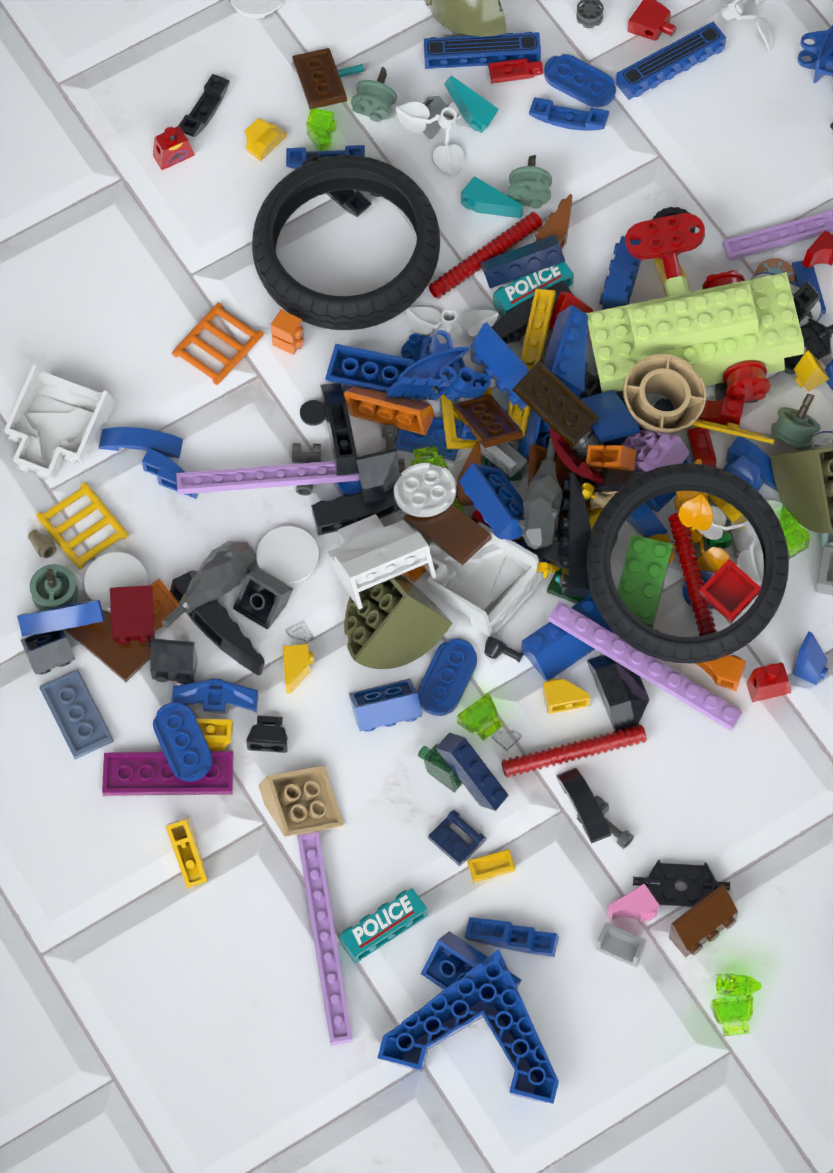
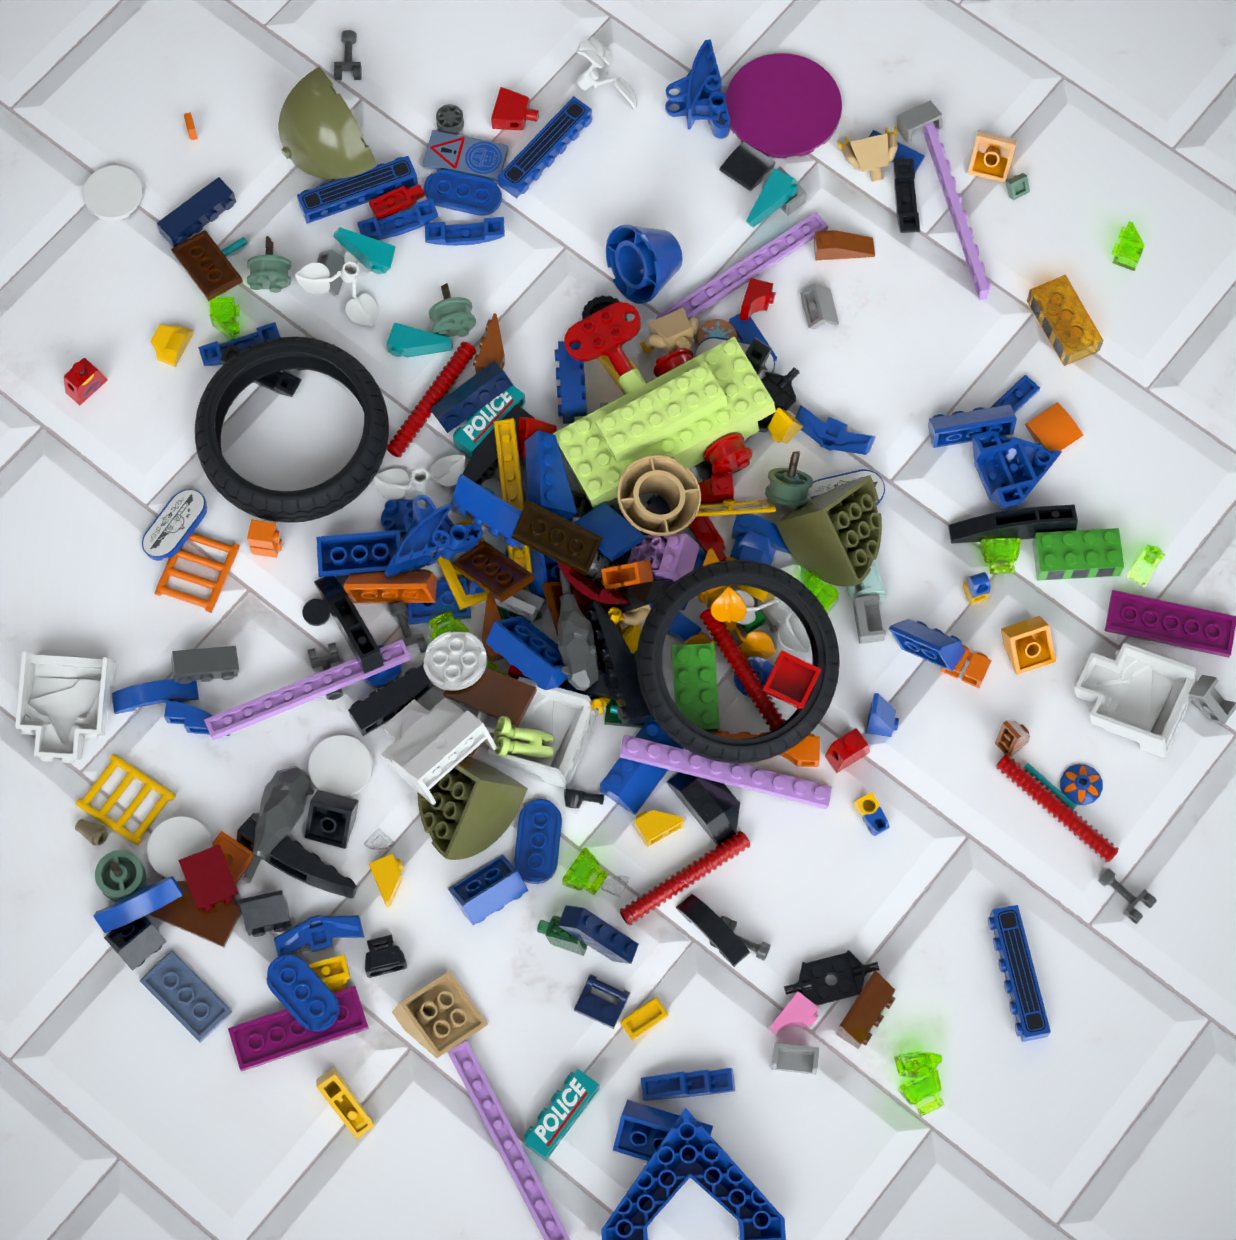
camera: 20 degrees left, 5 degrees up
(194, 427) = (204, 664): none -> dark grey brick
(206, 106) = (102, 327): black slope -> none
(210, 298) = (174, 524): none -> white tile
(326, 30) = (196, 212): none -> dark blue brick
(377, 474) = (404, 660): black slope -> none
(475, 584) = (533, 736): none -> yellowish green piece
(511, 91) = (399, 223): none -> blue slope
(593, 47) = (465, 155): none -> sand blue tile
(726, 184) = (642, 260): none -> blue cone
(731, 255) = (671, 332): none -> tan torso
(772, 747) = (871, 814): none -> leg

